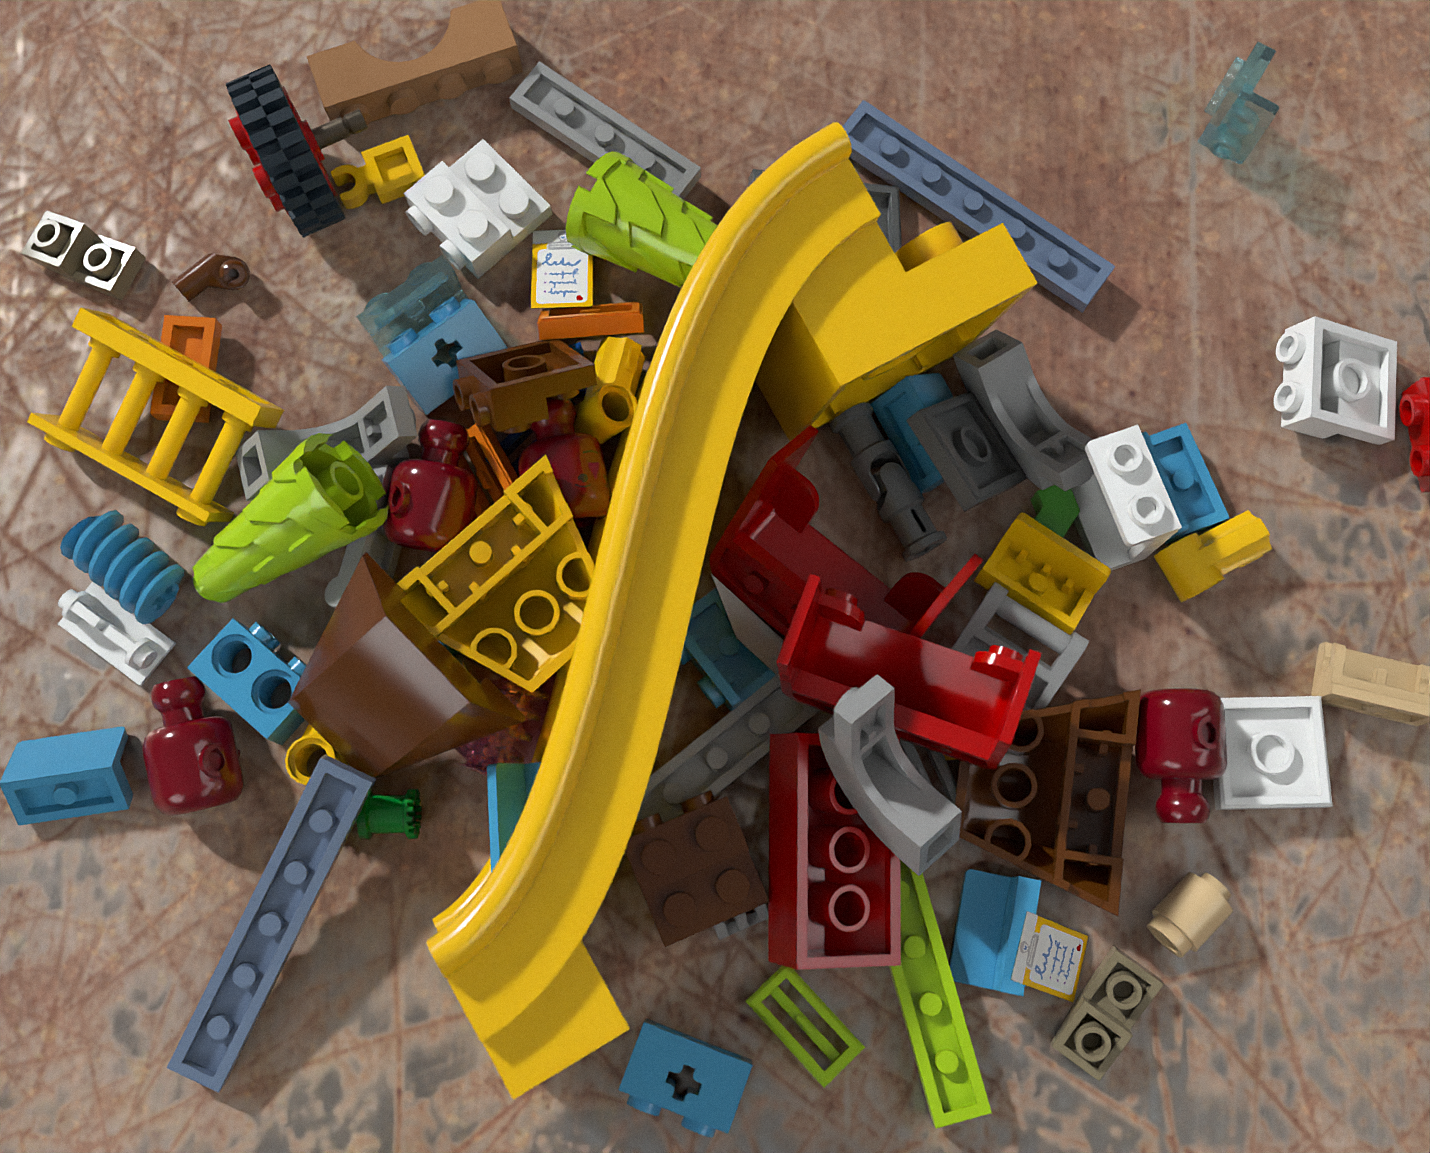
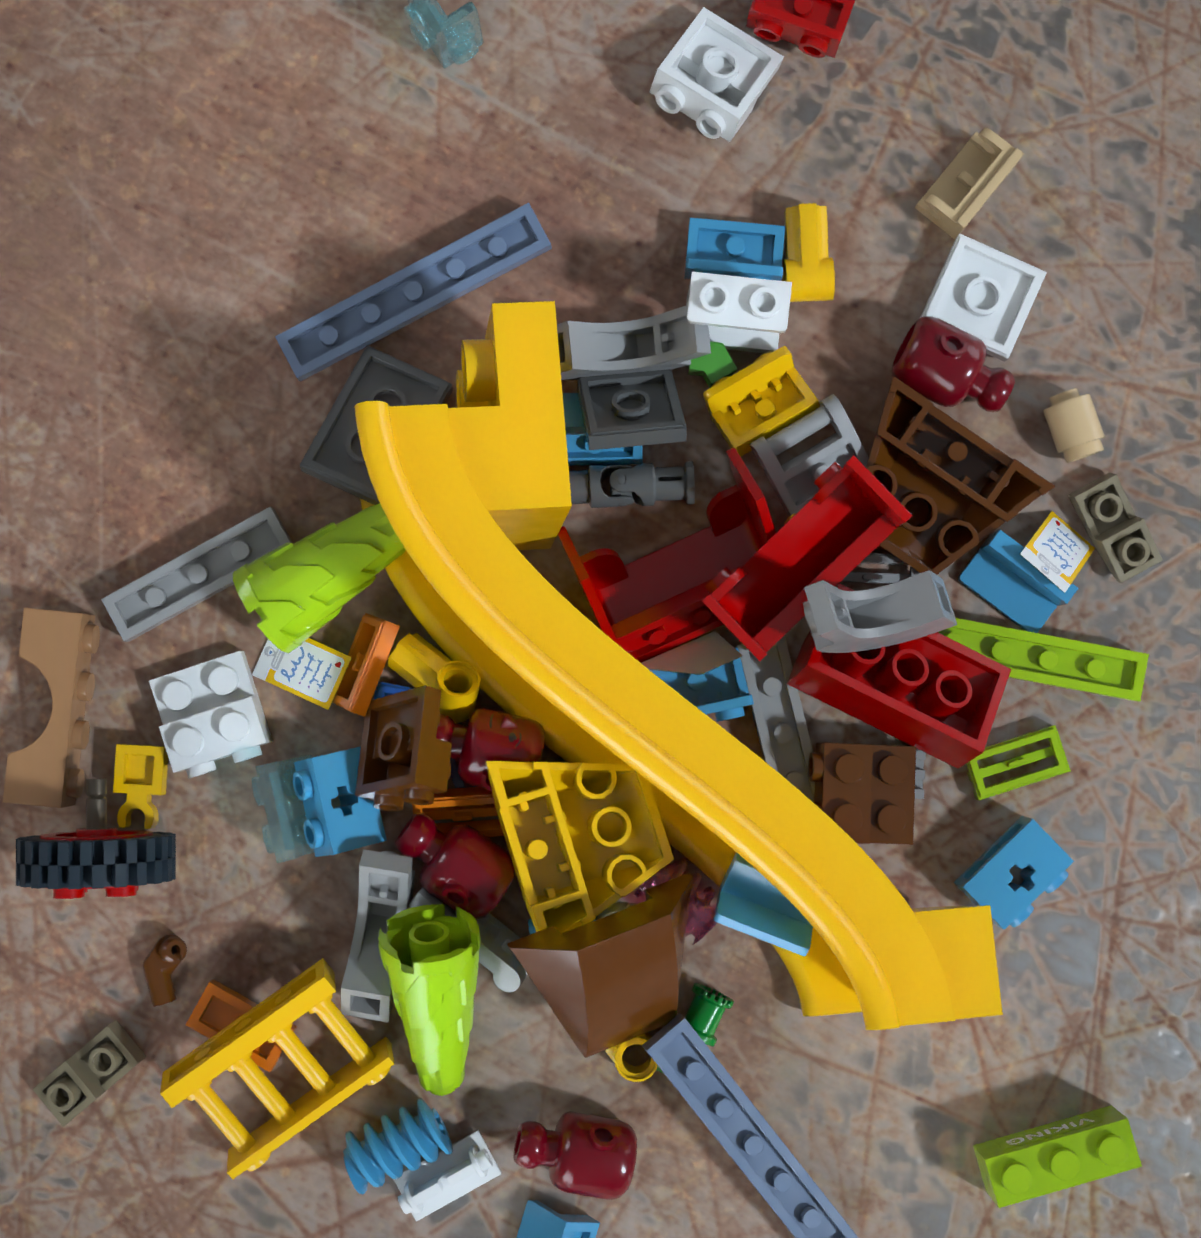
camera: 60 degrees left, 10 degrees up
(251, 689) = (552, 1086): dark azure brick -> none

